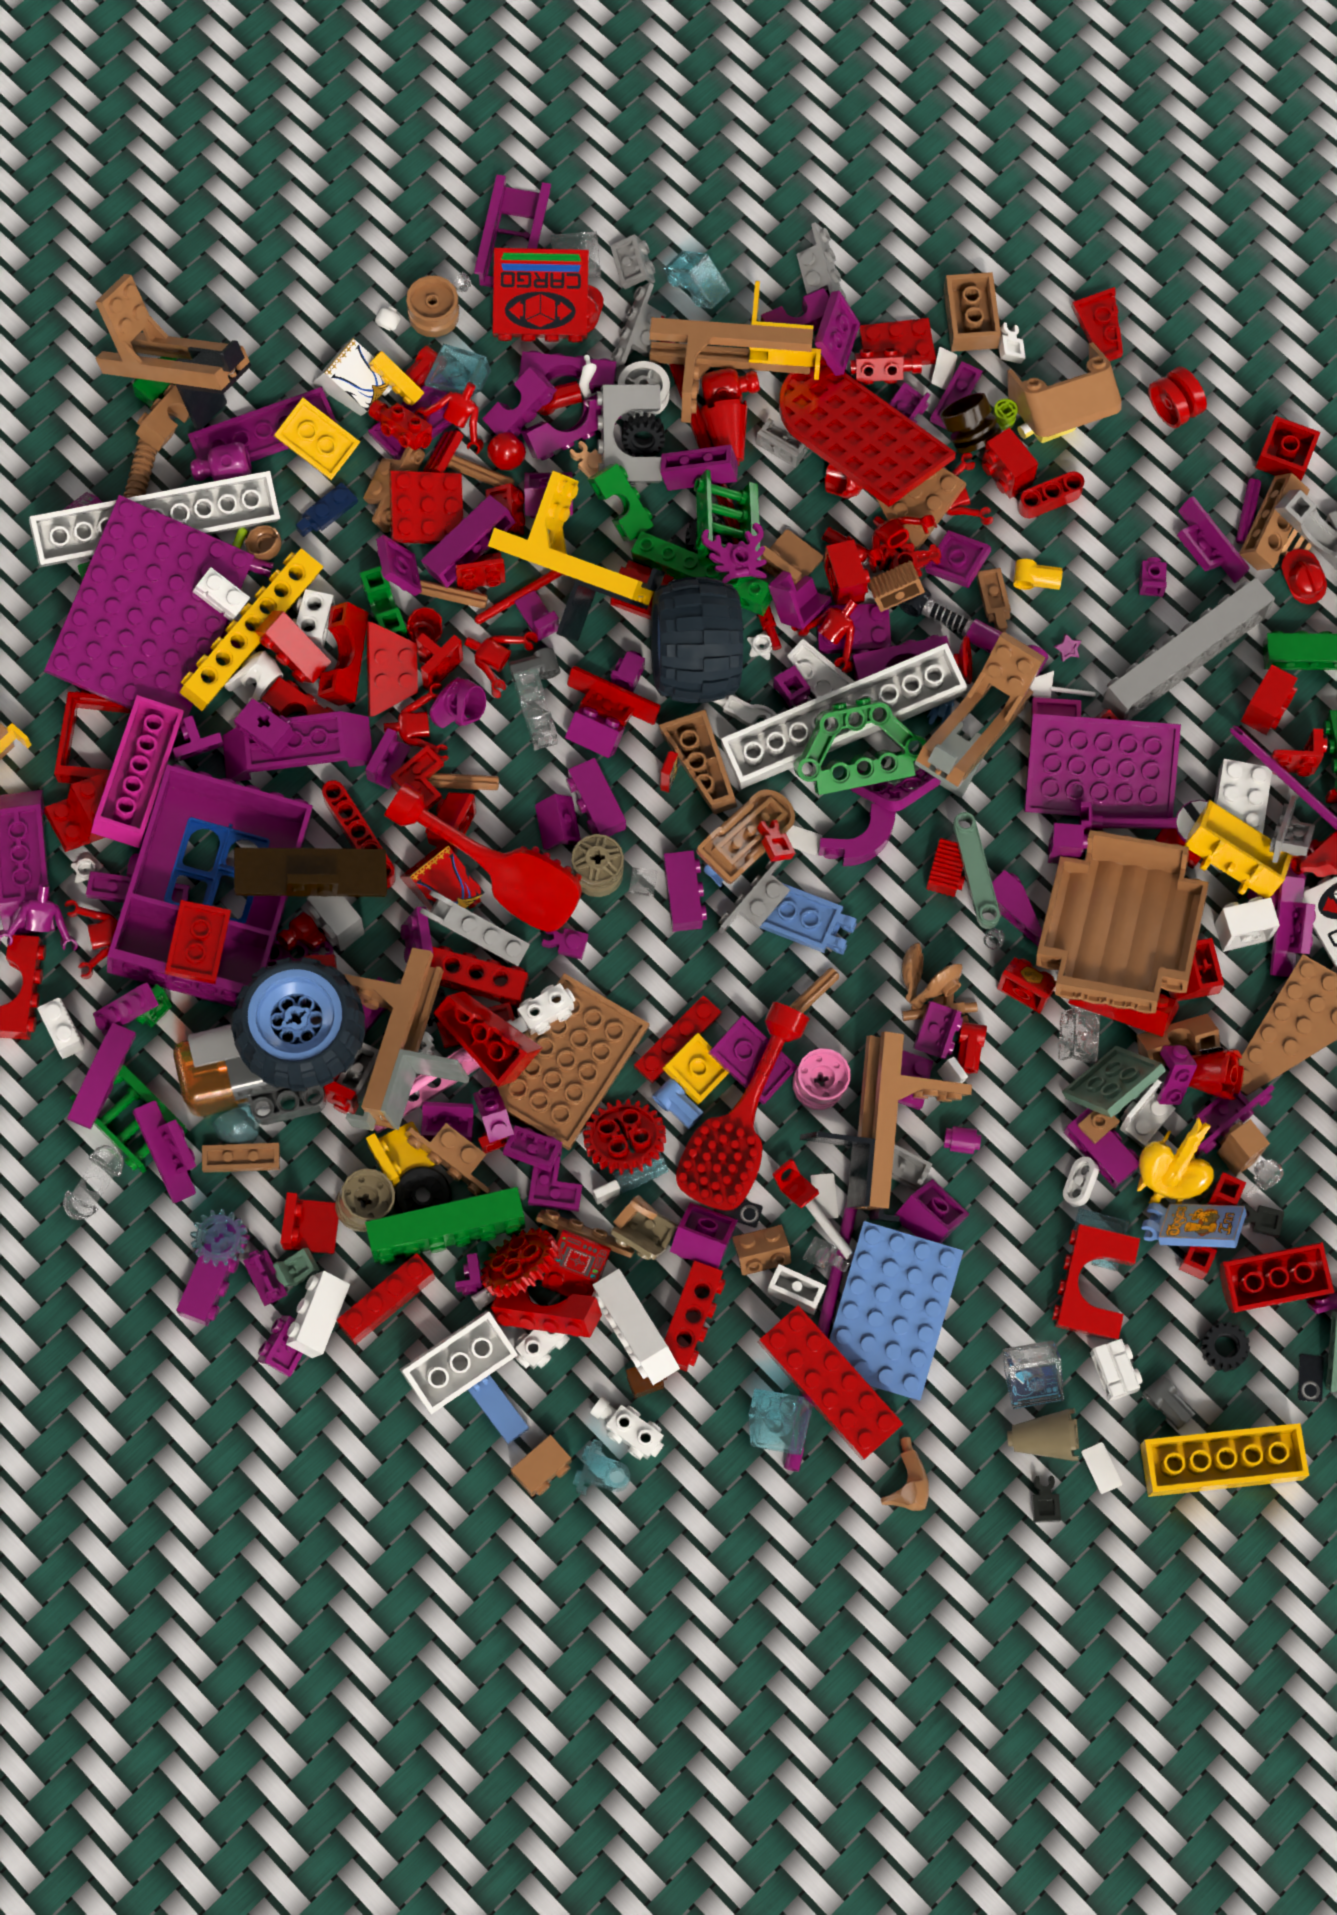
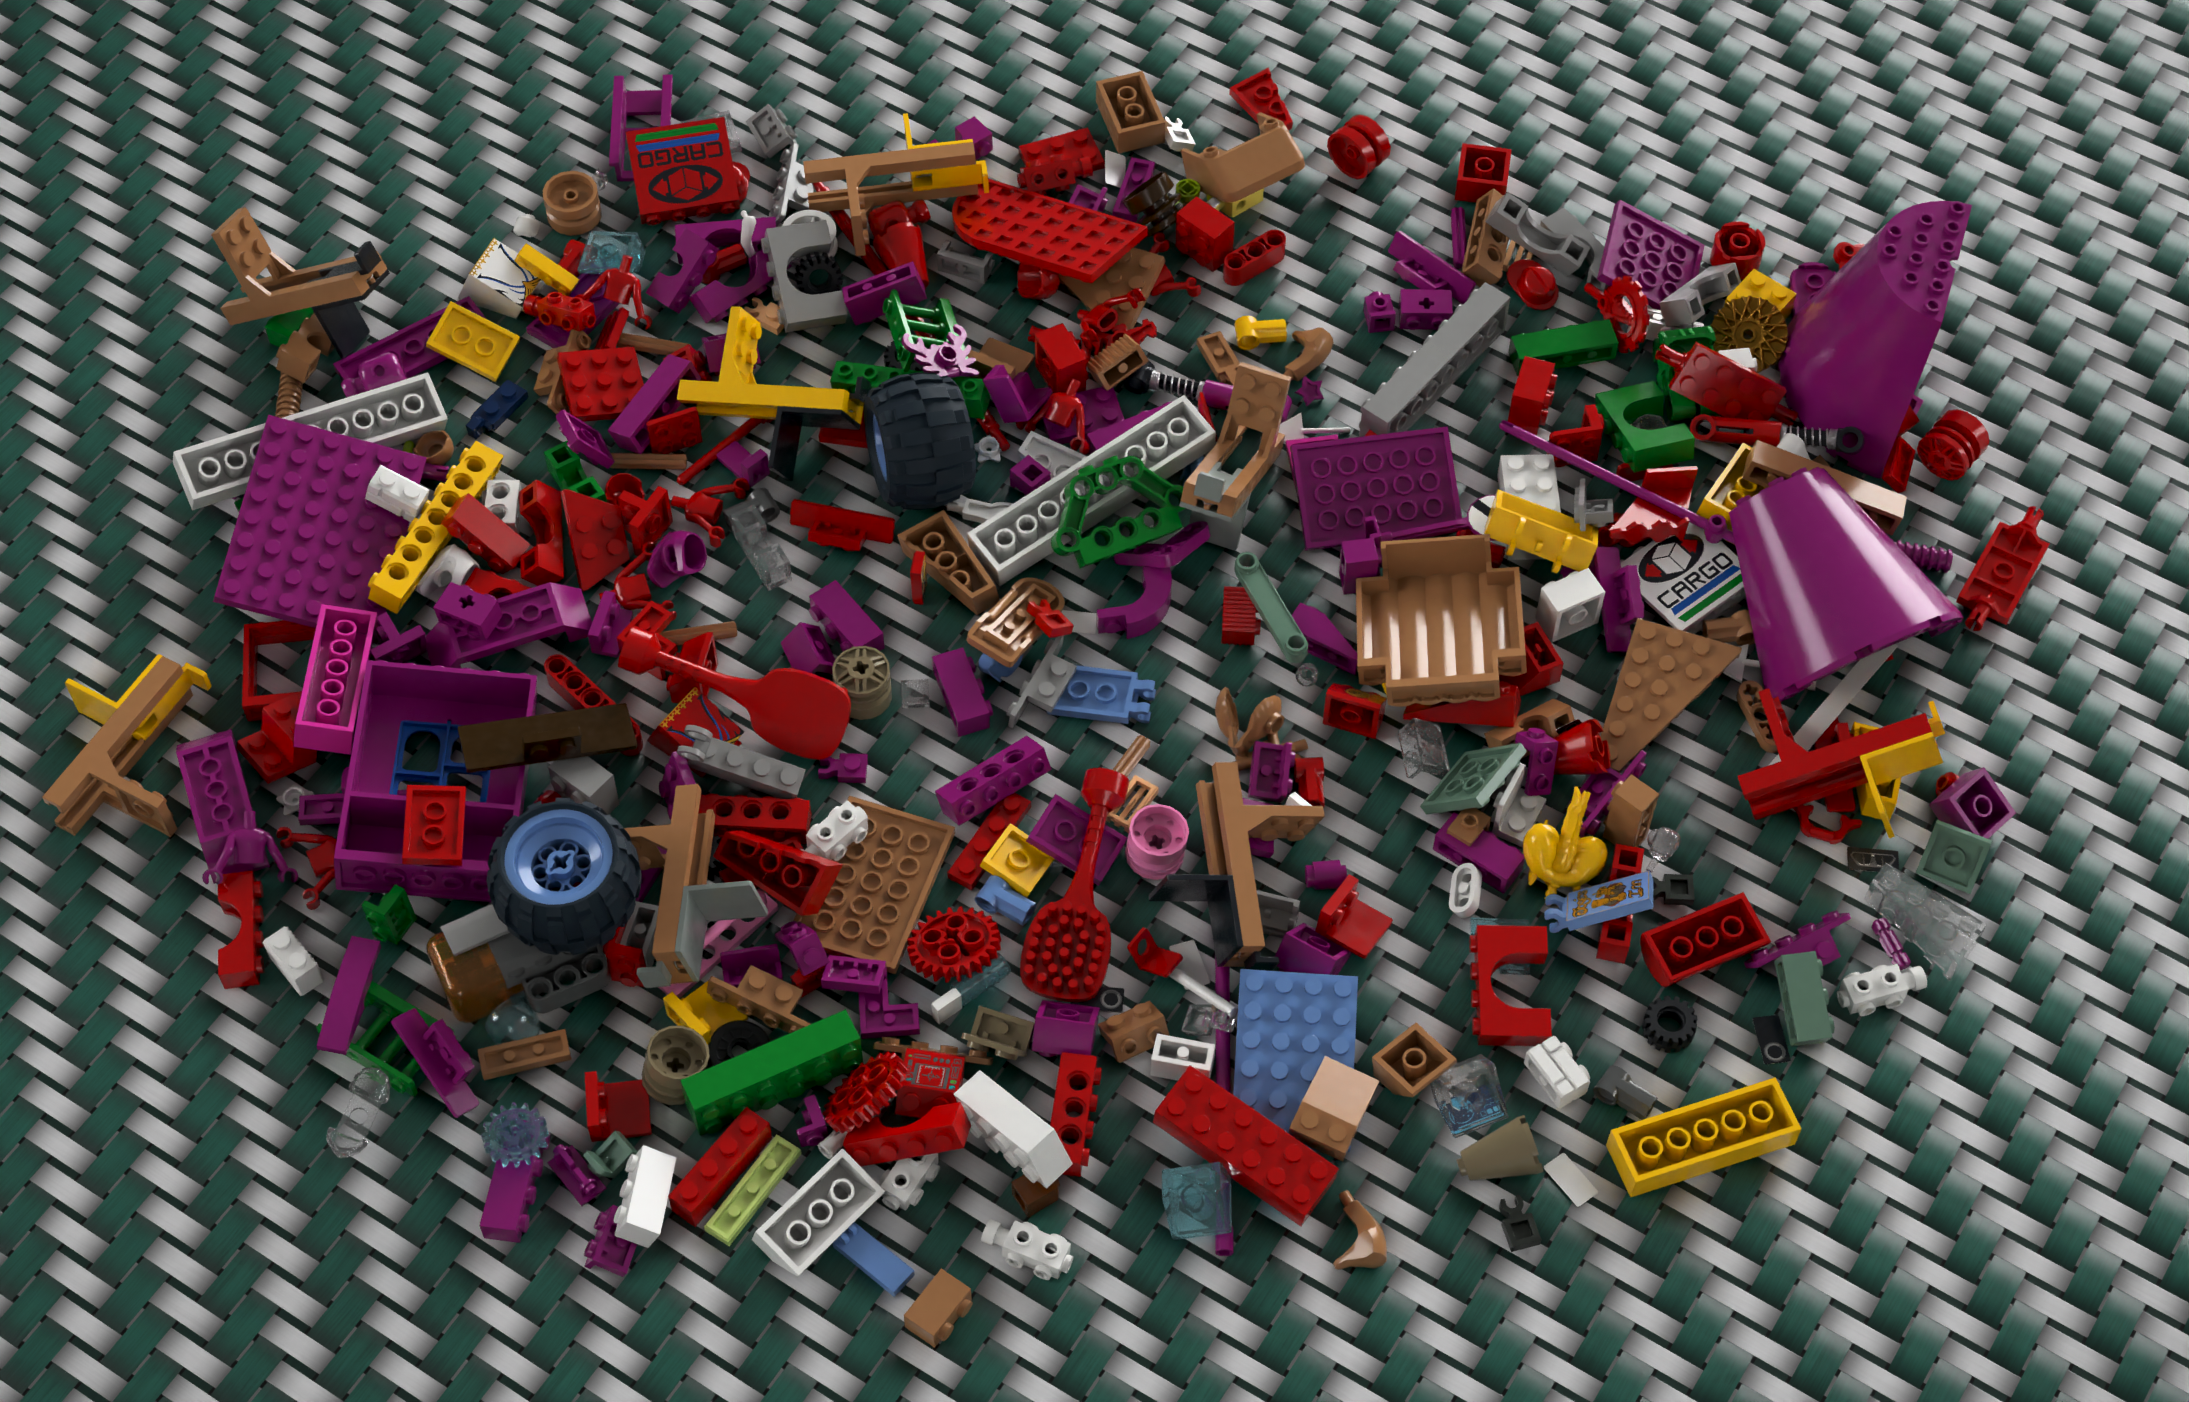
camera: 10 degrees left, 15 degrees down
(126, 1008) = (365, 913): magenta plate -> none
(409, 1323) = (752, 1190): none -> yellowish green tile
(506, 451) = (677, 318): red hair -> none
(595, 732) = (830, 557): magenta brick -> none
(598, 1471) = (1005, 1299): clear light blue pin -> none
(628, 670) = (854, 493): magenta brick -> none
(634, 517) = (799, 320): green arch -> none
(636, 1205) = (979, 1013): medium nougat tile -> none
(692, 986) = (993, 780): none -> magenta brick
(699, 276) = (844, 127): clear light blue brick -> none
(794, 1046) = (1145, 785): none -> light nougat tile
(818, 264) = (963, 102): light grey bracket -> none
(837, 333) = (998, 150): magenta plate -> none
(914, 1364) = (1333, 1108): none -> slope
(960, 559) = (1176, 330): magenta plate -> none
(975, 1190) = (1351, 921): none -> red bracket
(992, 1337) = (1411, 1062): none -> medium nougat slope
(1085, 605) = (1317, 348): none -> medium nougat animal
(1207, 580) = (1424, 308): none -> magenta brick

